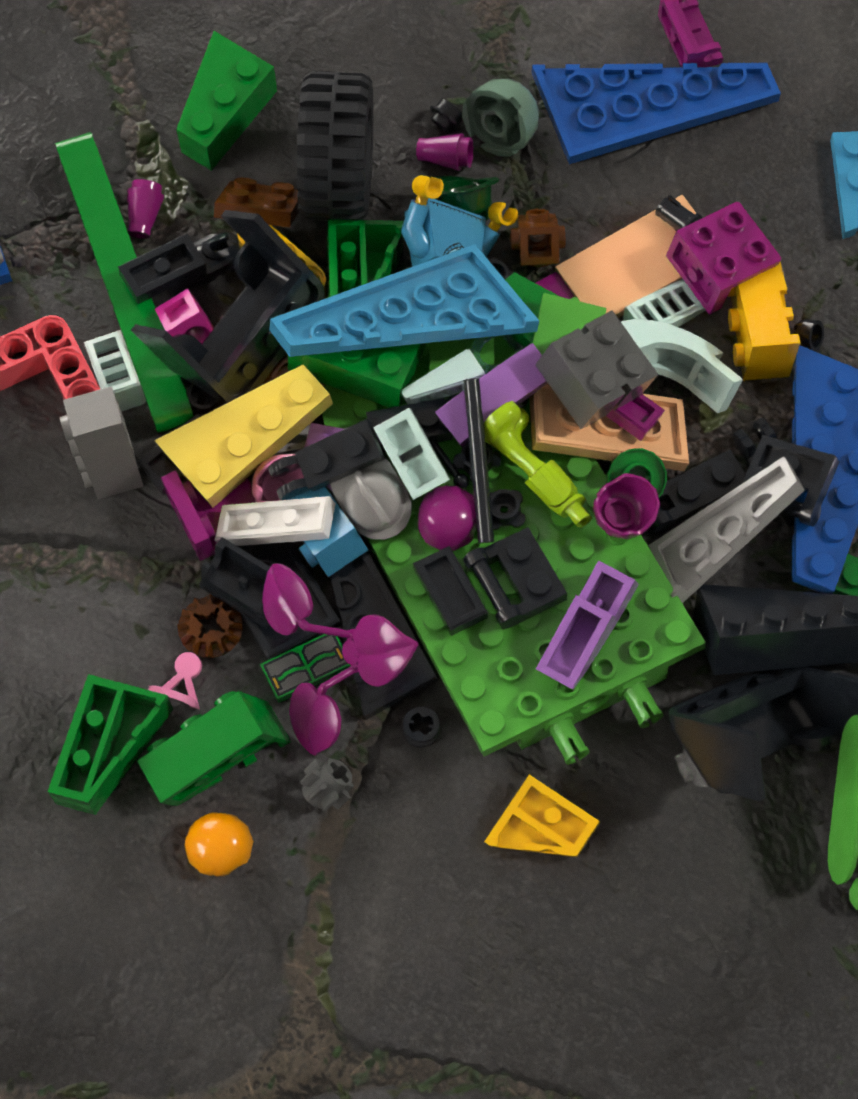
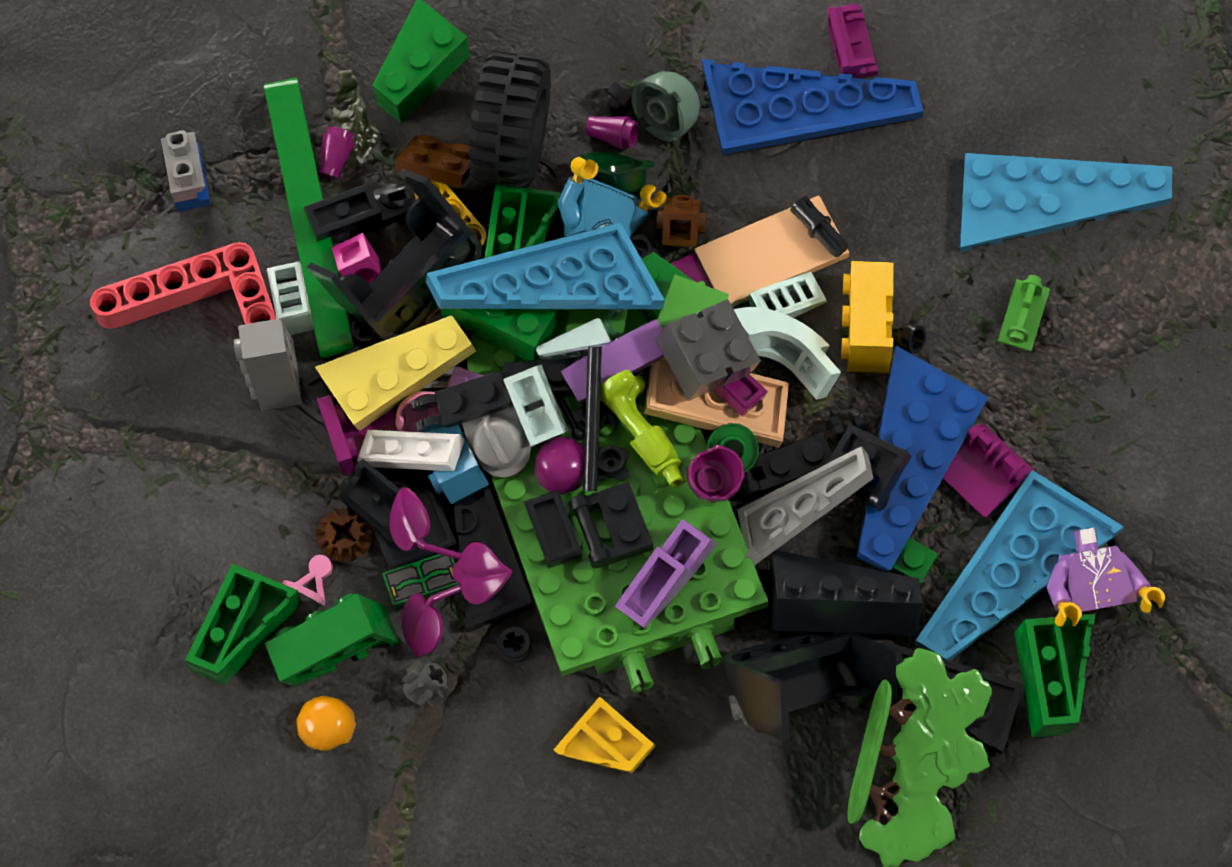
camera: 10 degrees right, 0 degrees up
(721, 254) = (842, 255): magenta bracket -> none

